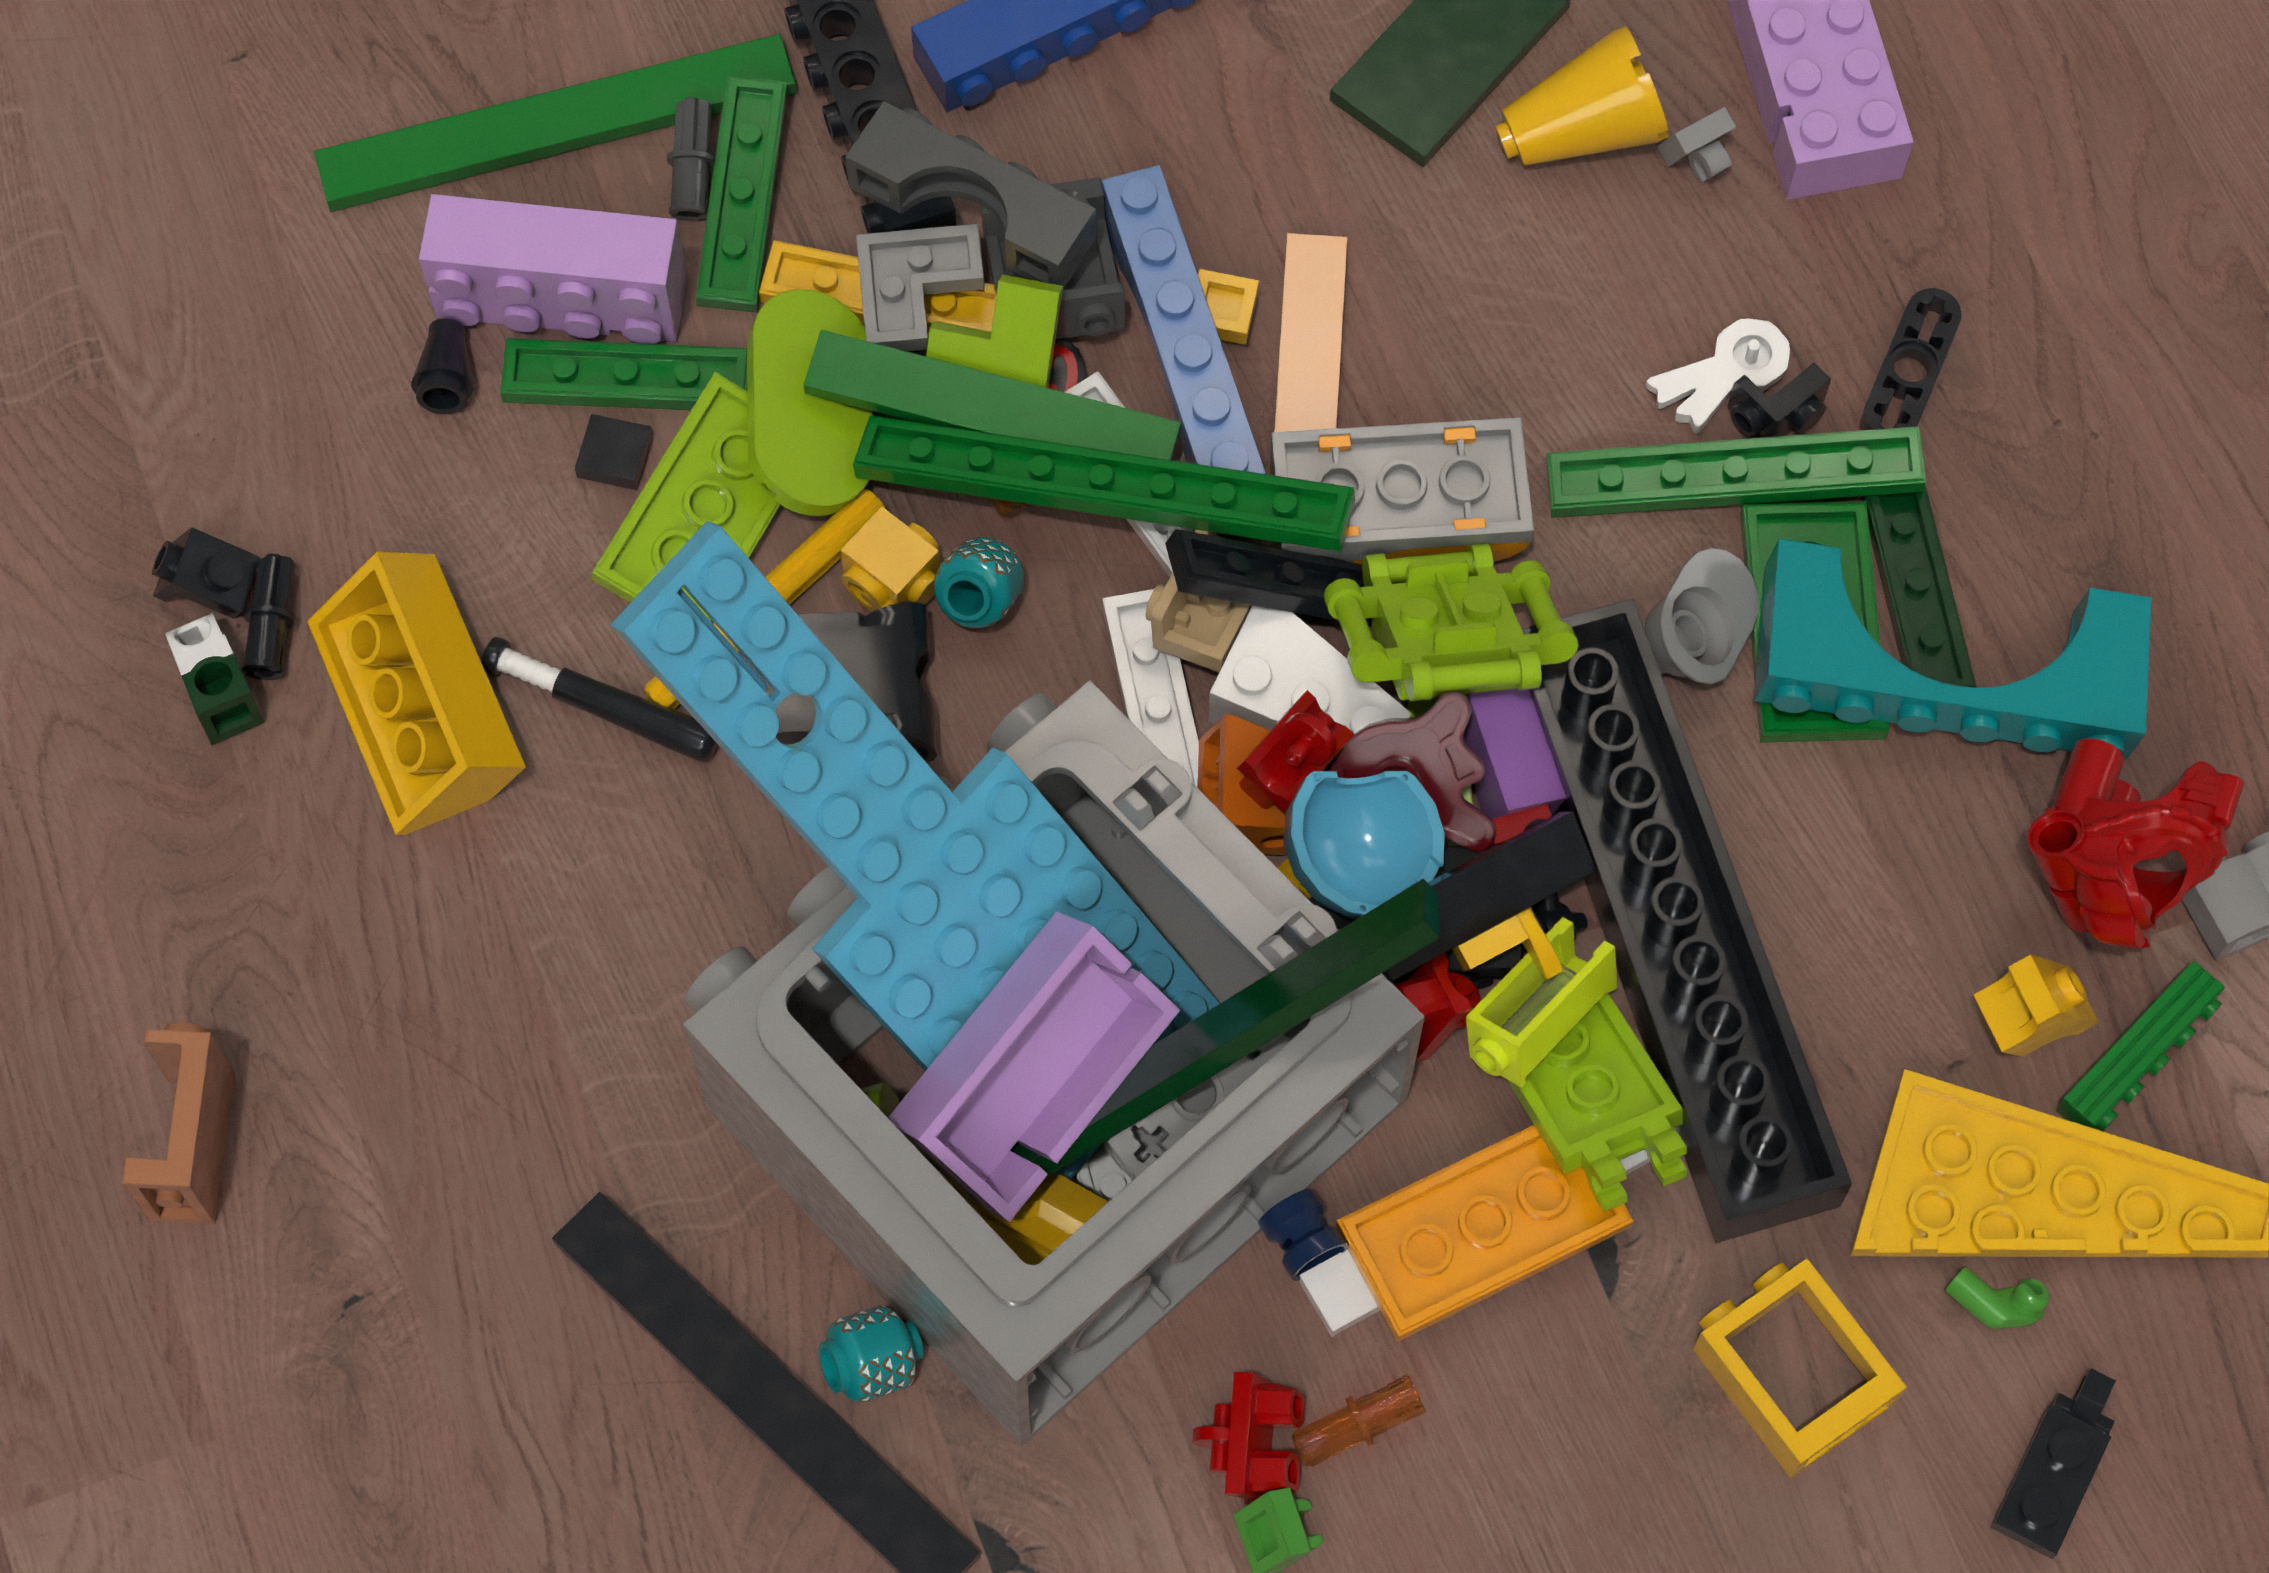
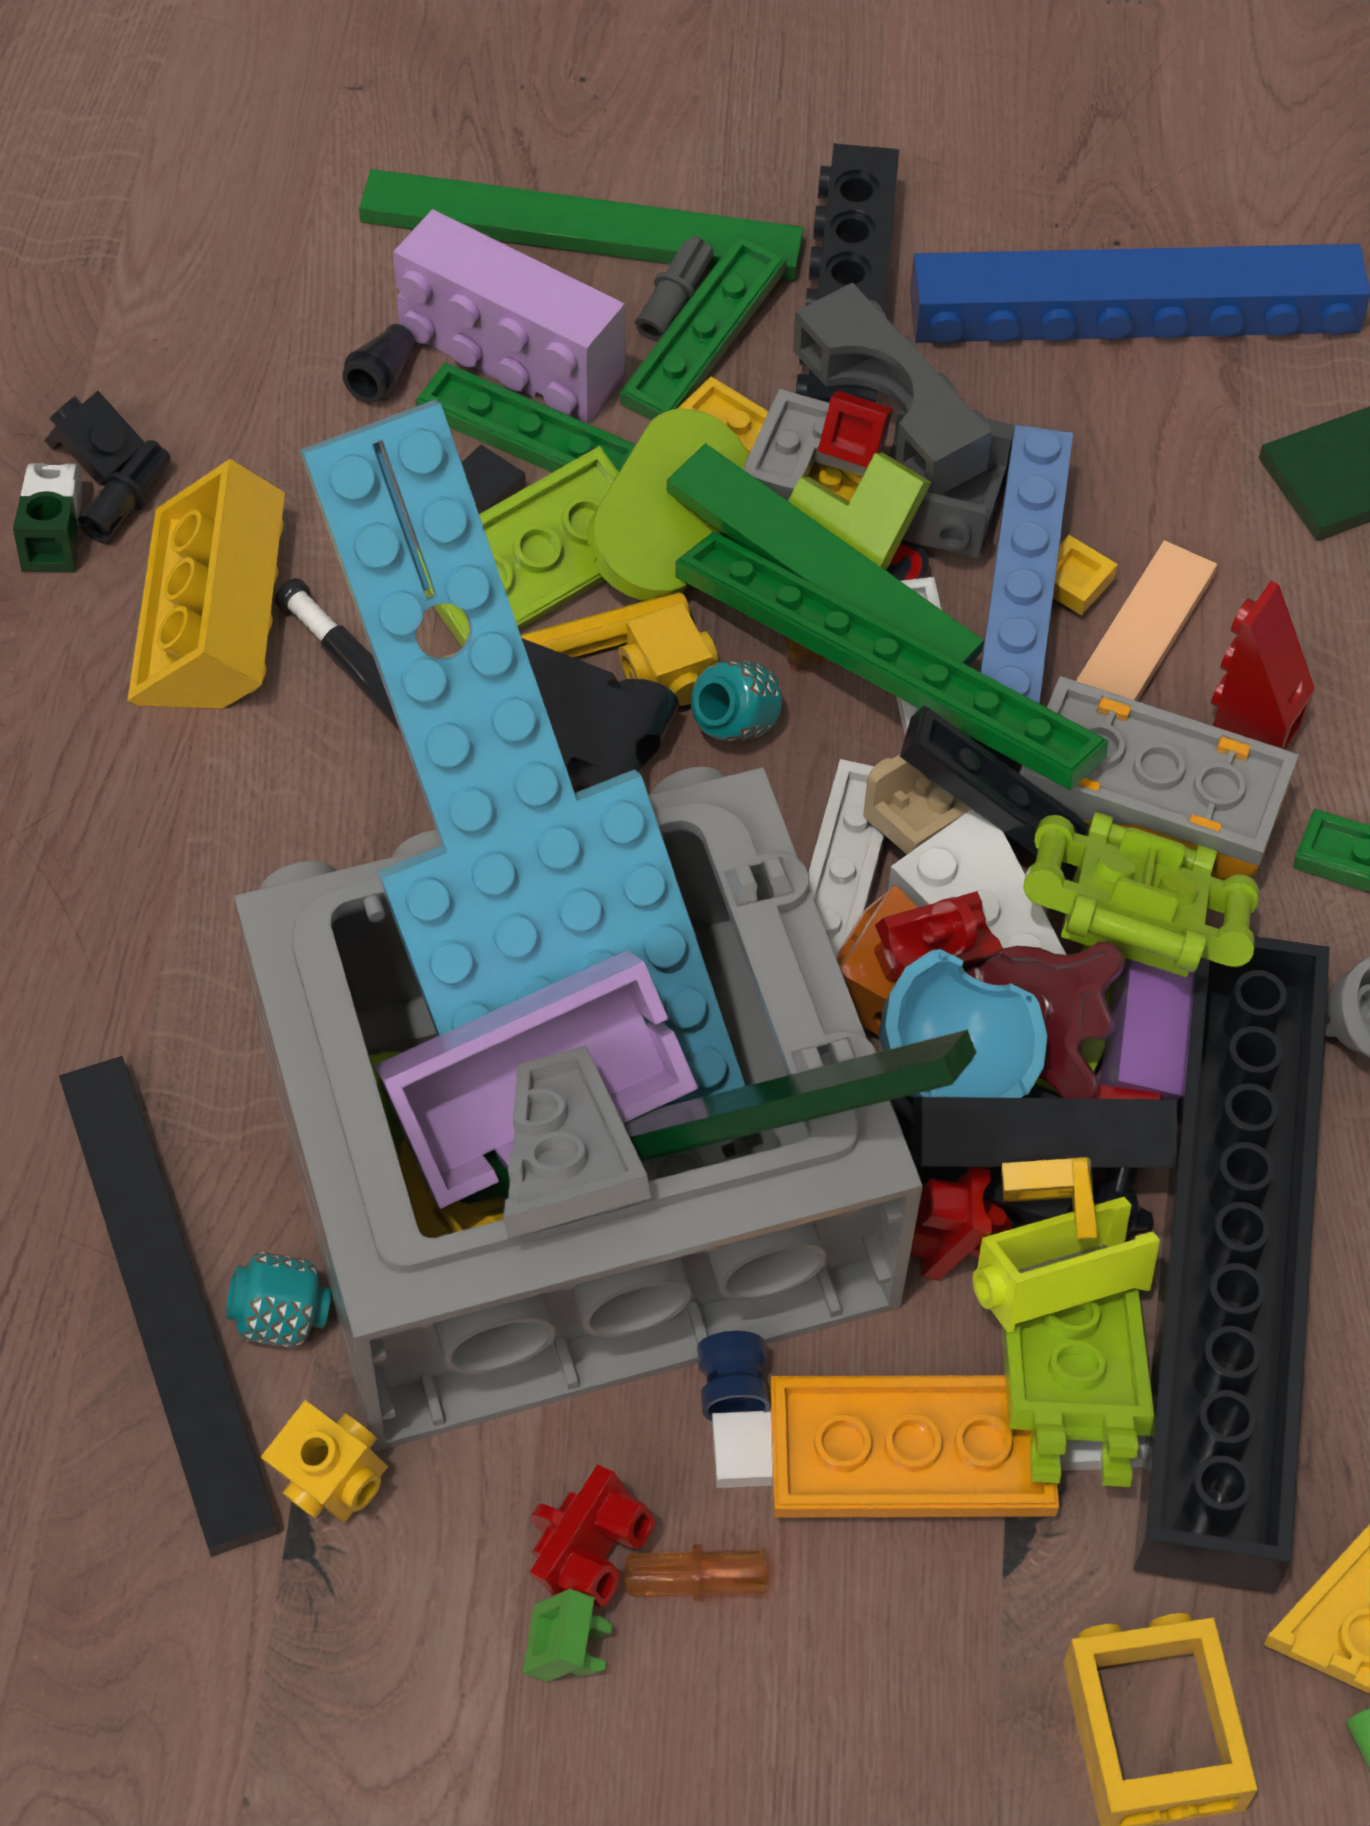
camera: 25 degrees right, 10 degrees down
(958, 256) = (854, 429): none -> red tile
(975, 1478) = (326, 1463): none -> yellow brick
(1112, 1124) = (567, 1147): none -> light grey wing
(1453, 354) = (1266, 675): none -> red slope

